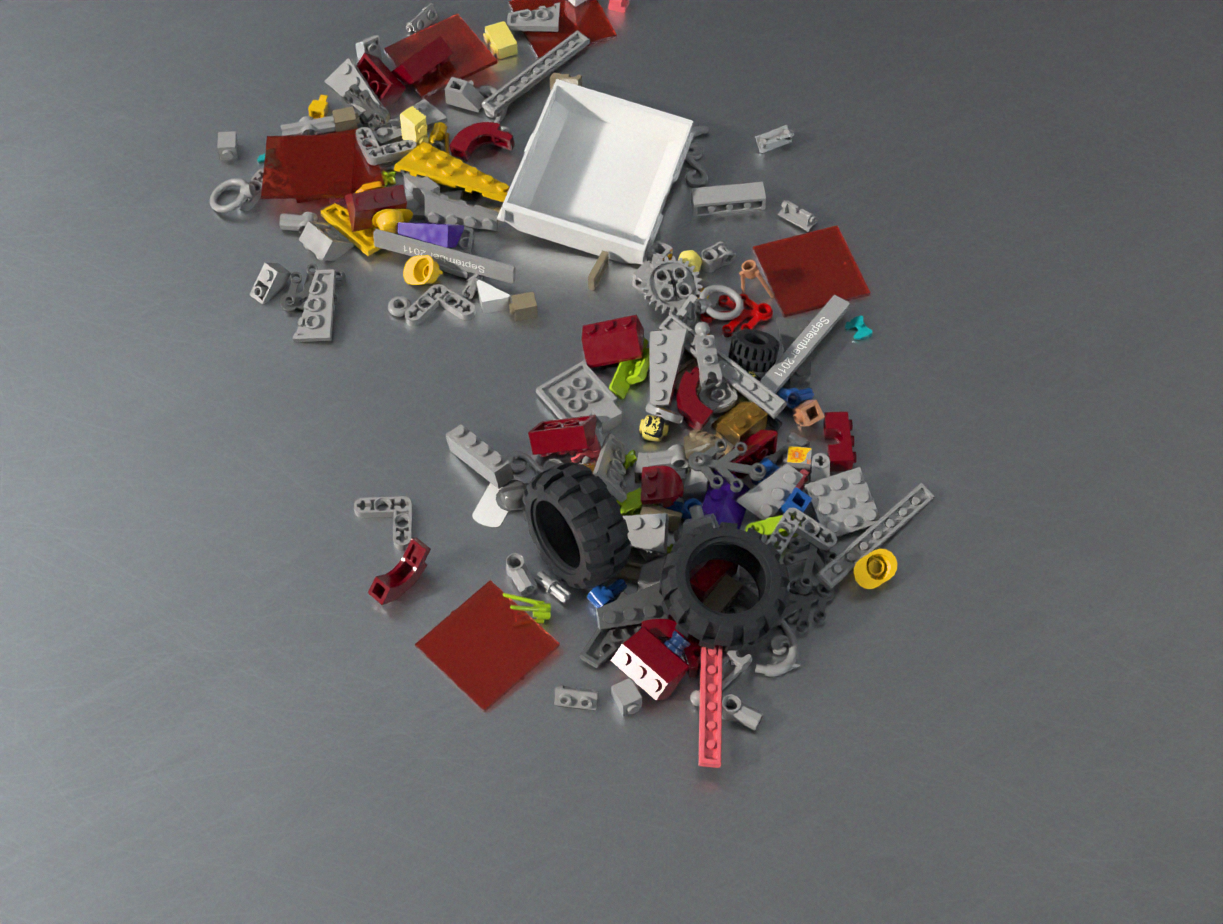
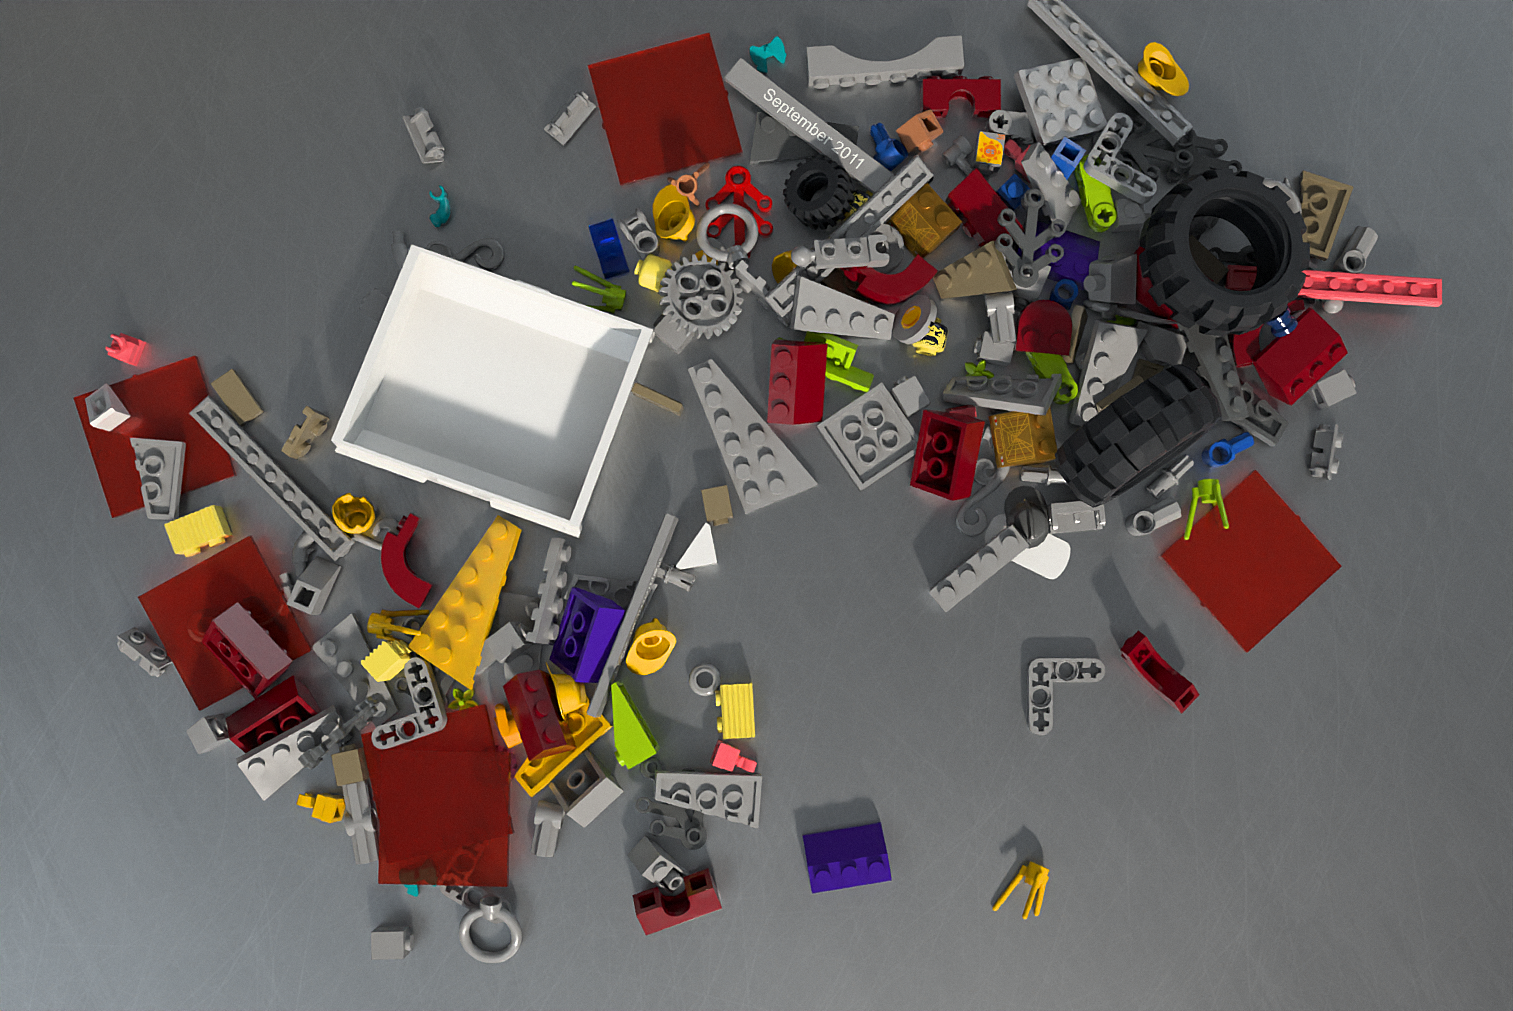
camera: 85 degrees left, 30 degrees up
(246, 301) = (661, 911): none -> dark red arch
(247, 504) = (1035, 876): none -> yellow plant
(269, 389) = (846, 857): none -> dark purple slope
(343, 317) = (728, 756): none -> coral piece
(367, 258) = (631, 733): none -> lime slope
(376, 323) = (737, 710): none -> light yellow brick
(439, 300) = (696, 619): light grey beam -> none
(513, 112) = (353, 513): none -> yellow hair
(518, 526) = (1074, 517): none -> light grey hinge
(562, 328) = (754, 455): none -> light grey wing
(574, 624) = (1227, 448): none -> blue axle
(589, 56) = (237, 397): none -> dark tan tile
(659, 250) = (642, 310): light grey brick -> none
(672, 240) = (612, 295): none -> lime plant
(702, 242) = (608, 248): none -> clear blue slope
(723, 152) = (443, 212): none -> teal arm
(726, 274) = (672, 214): none -> yellow piece
(728, 199) = (535, 211): light grey brick -> none
(777, 691) = (1322, 210): none -> dark tan wing
(868, 426) = (831, 66): none -> light grey arch

